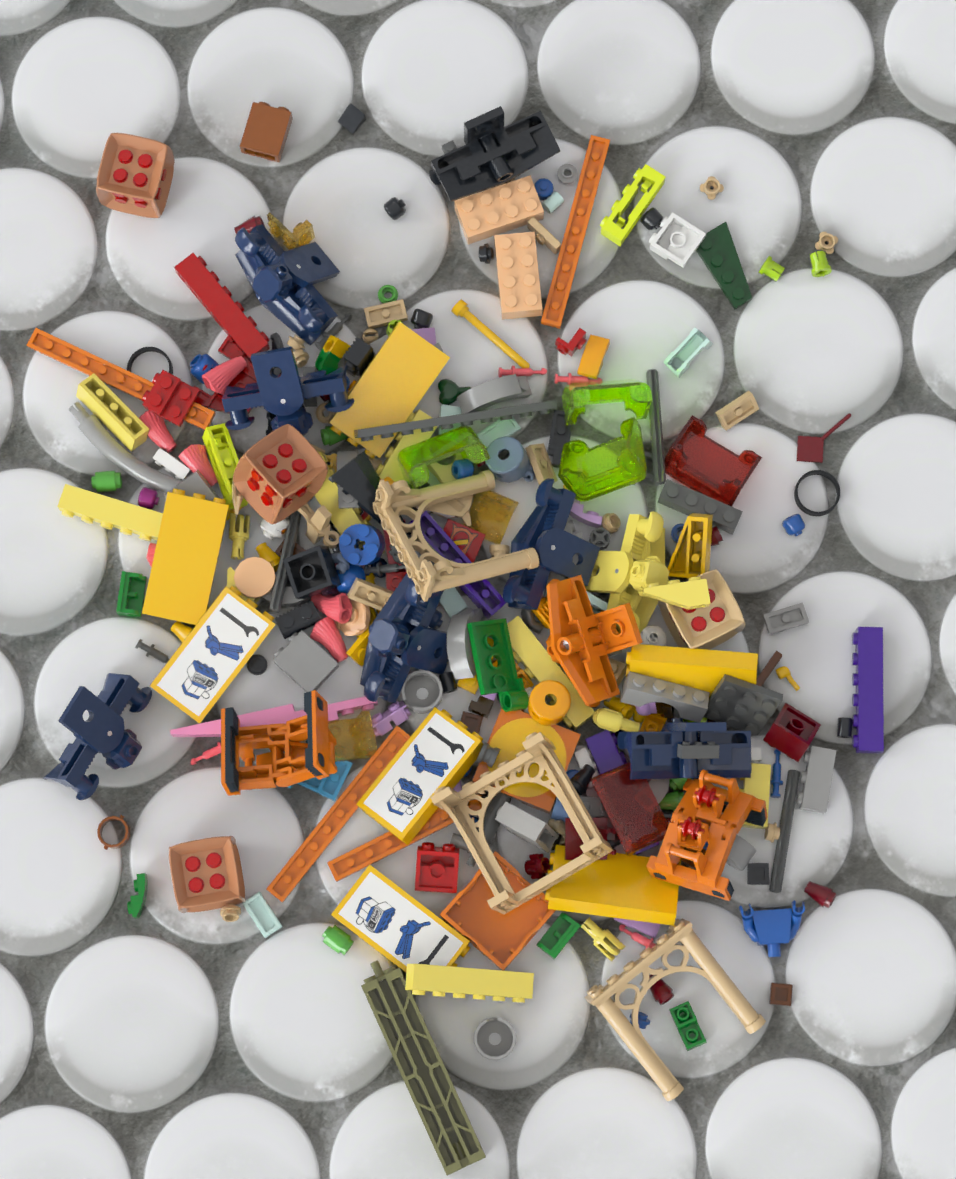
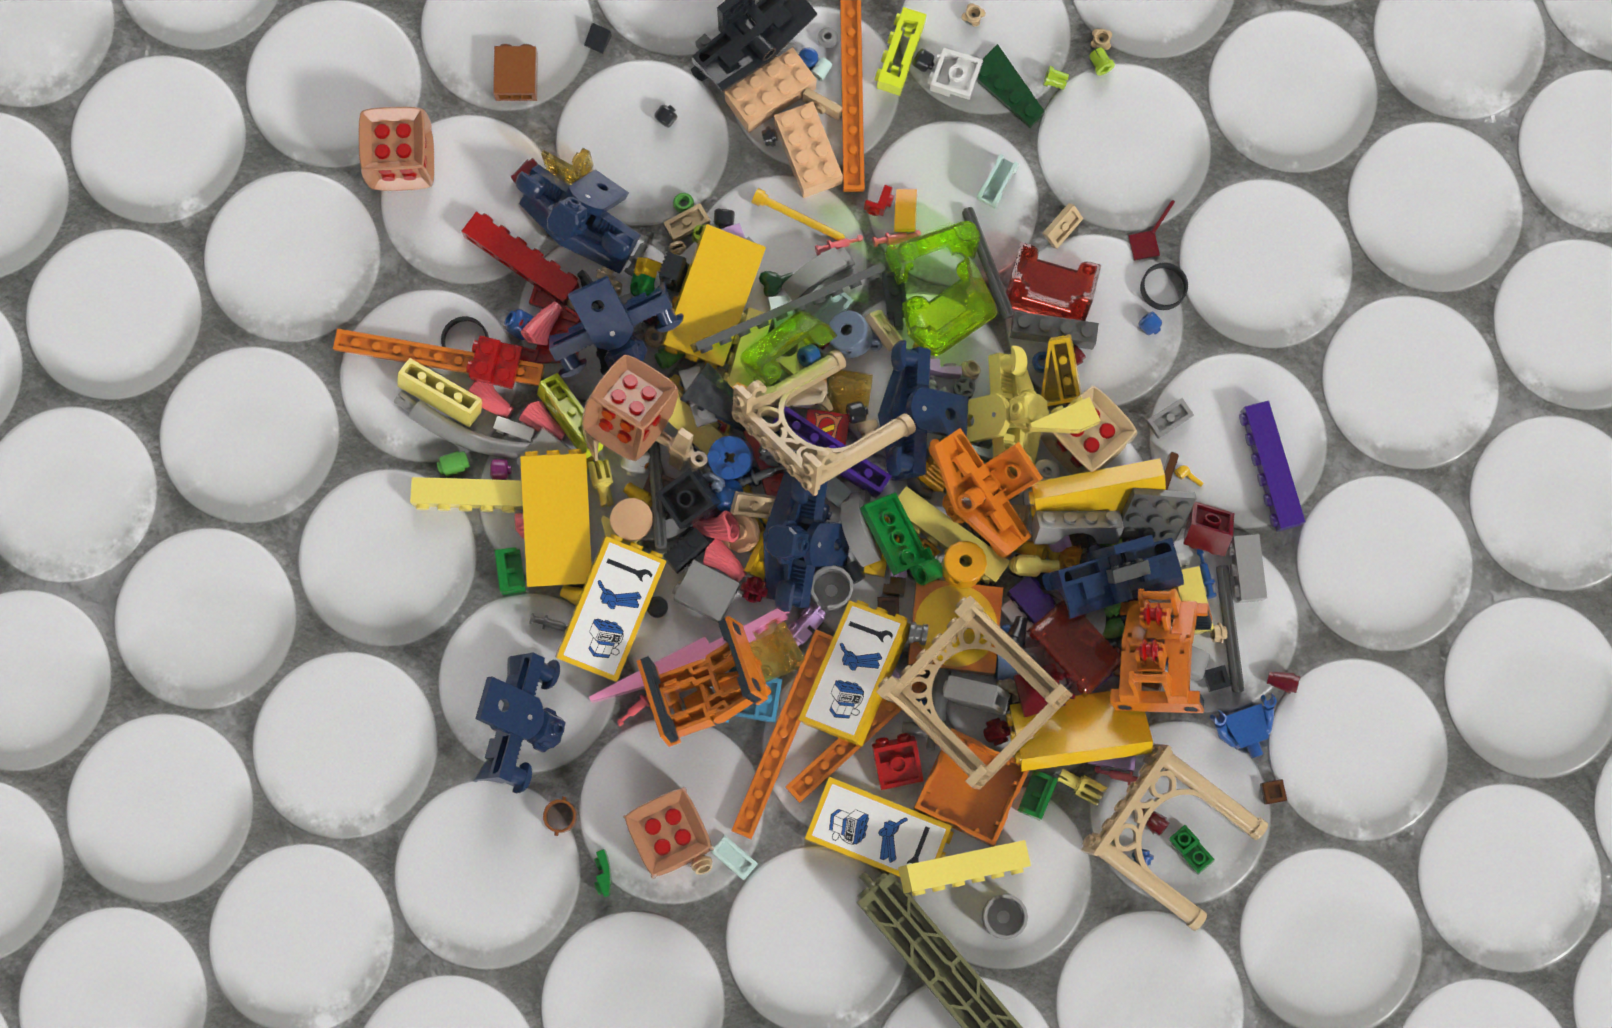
camera: 20 degrees left, 0 degrees up
(337, 939) = (818, 861): bright green brick -> none
(350, 673) = (754, 589): none -> dark red gear
(492, 534) = (857, 412): none -> black piece
(844, 727) = (1258, 510): black hinge -> none

